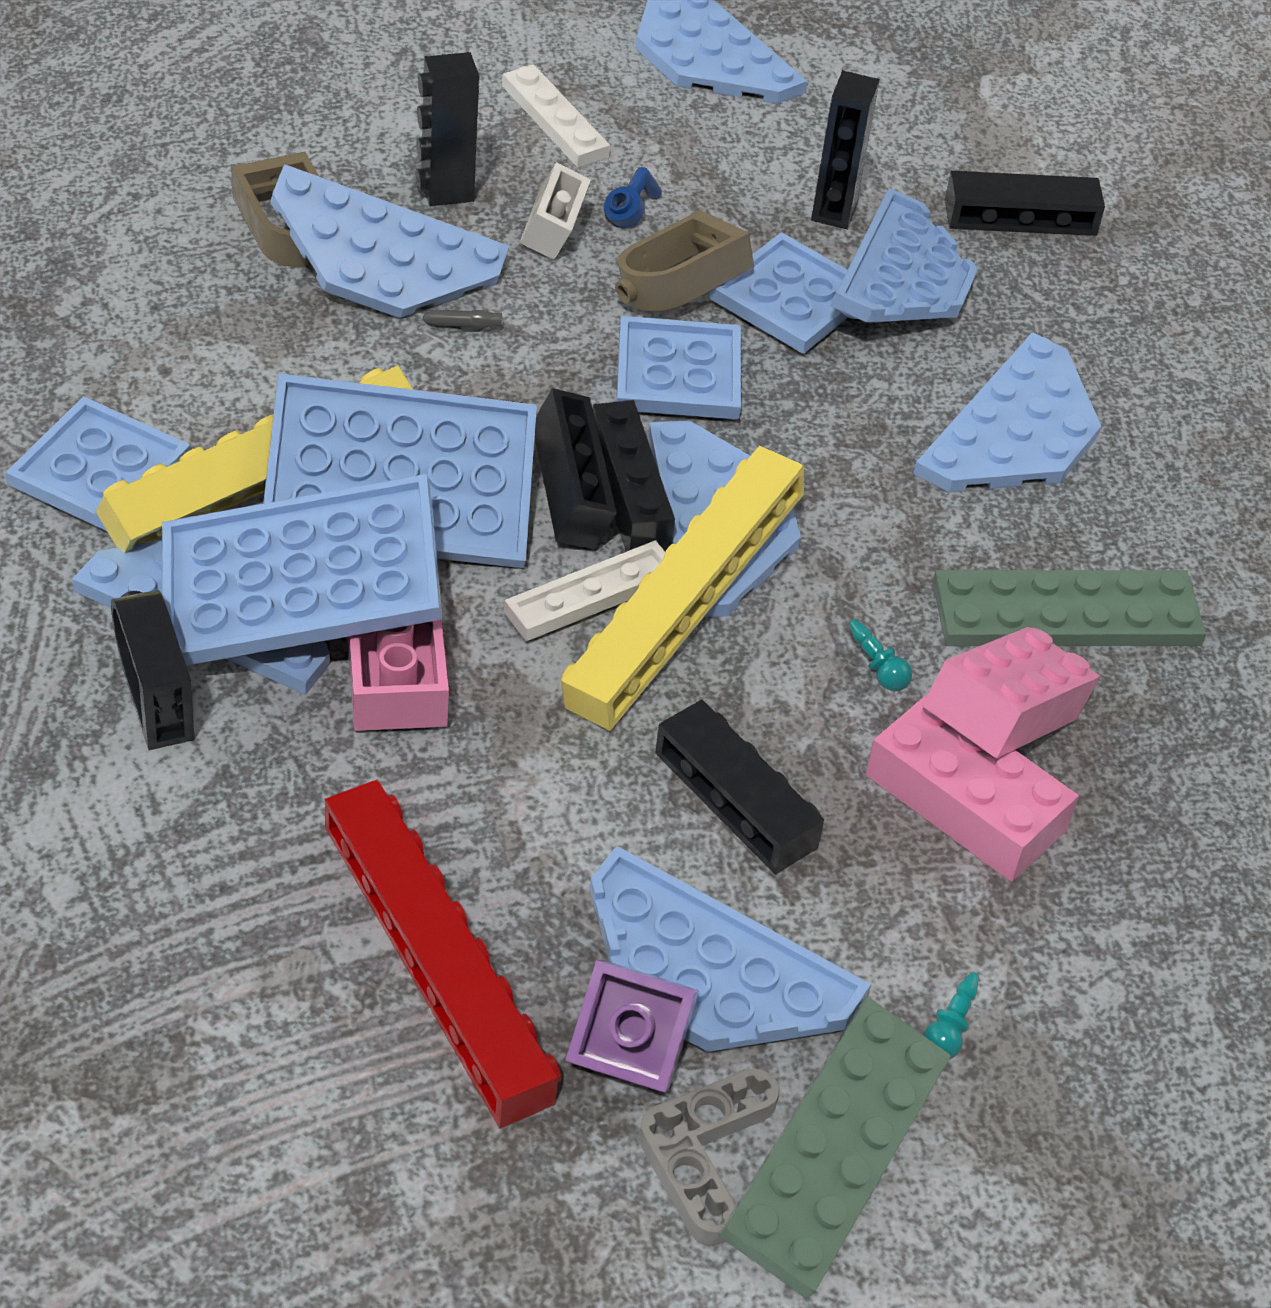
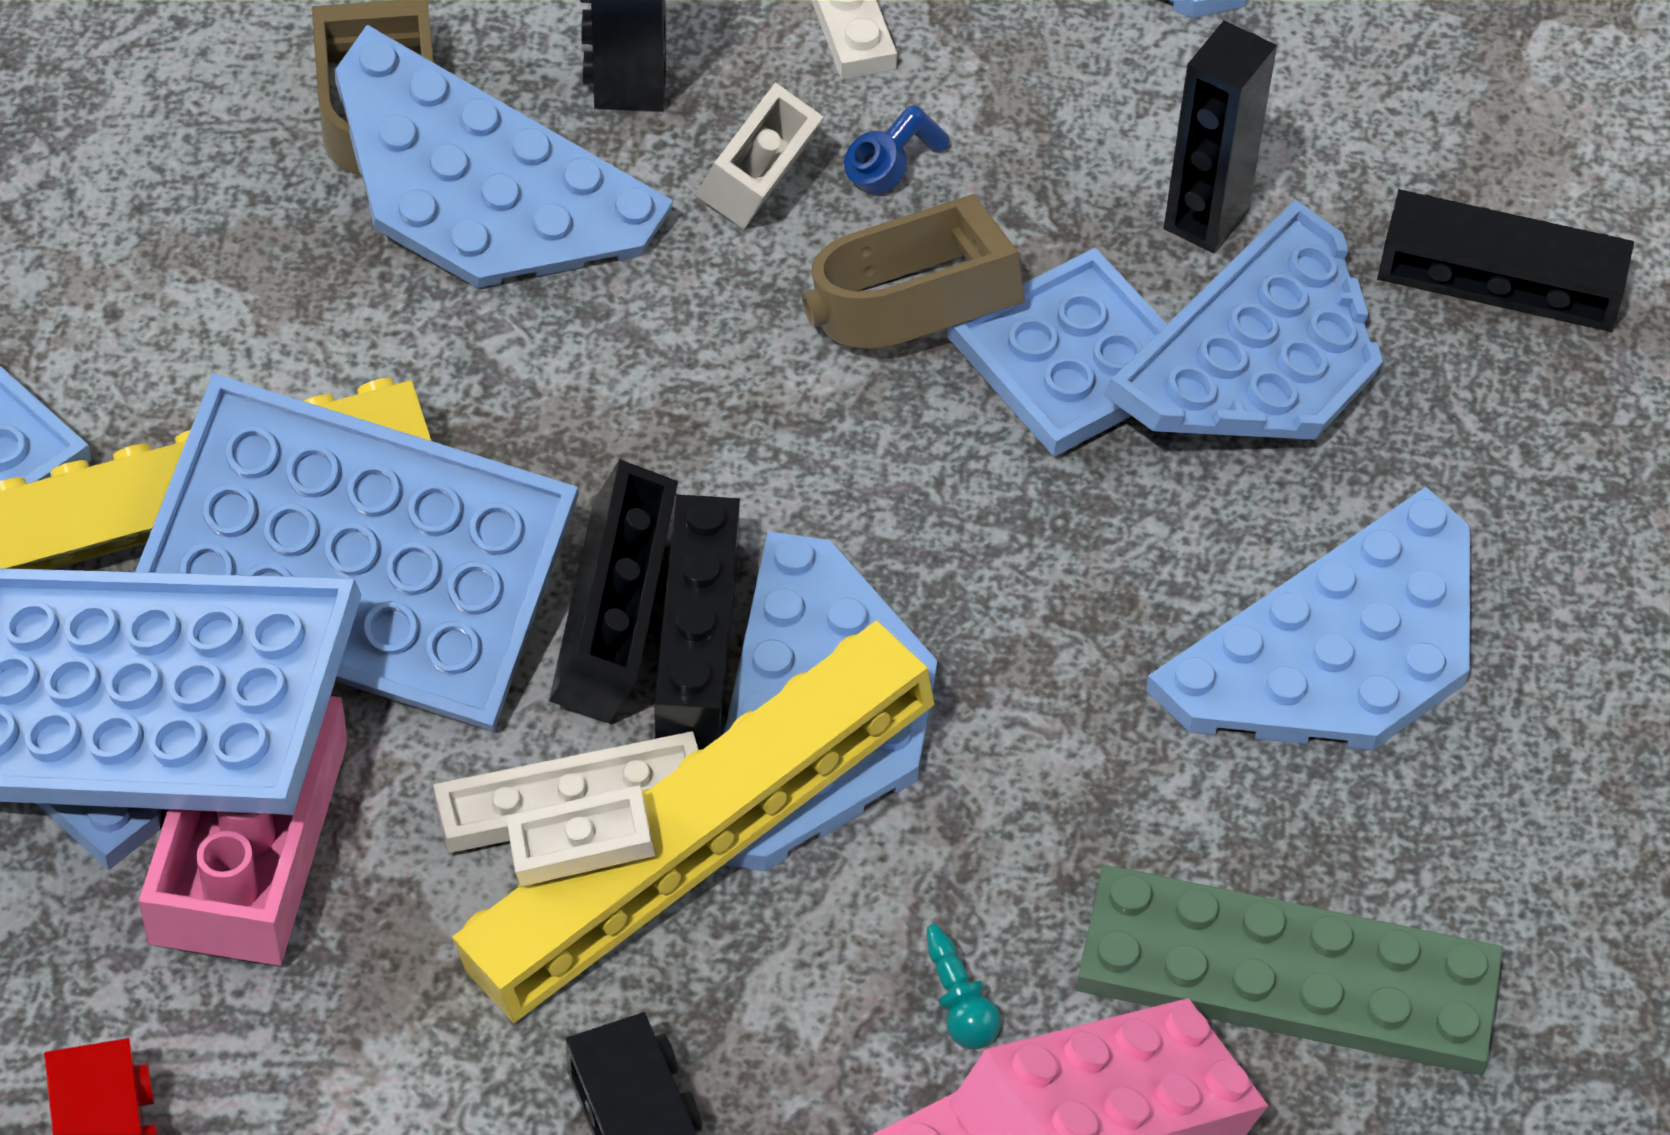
camera: 20 degrees right, 5 degrees up
(466, 320) = (571, 311): dark grey piece -> none
(626, 601) = (580, 835): none -> white plate
(680, 367) = (850, 447): light blue plate -> none

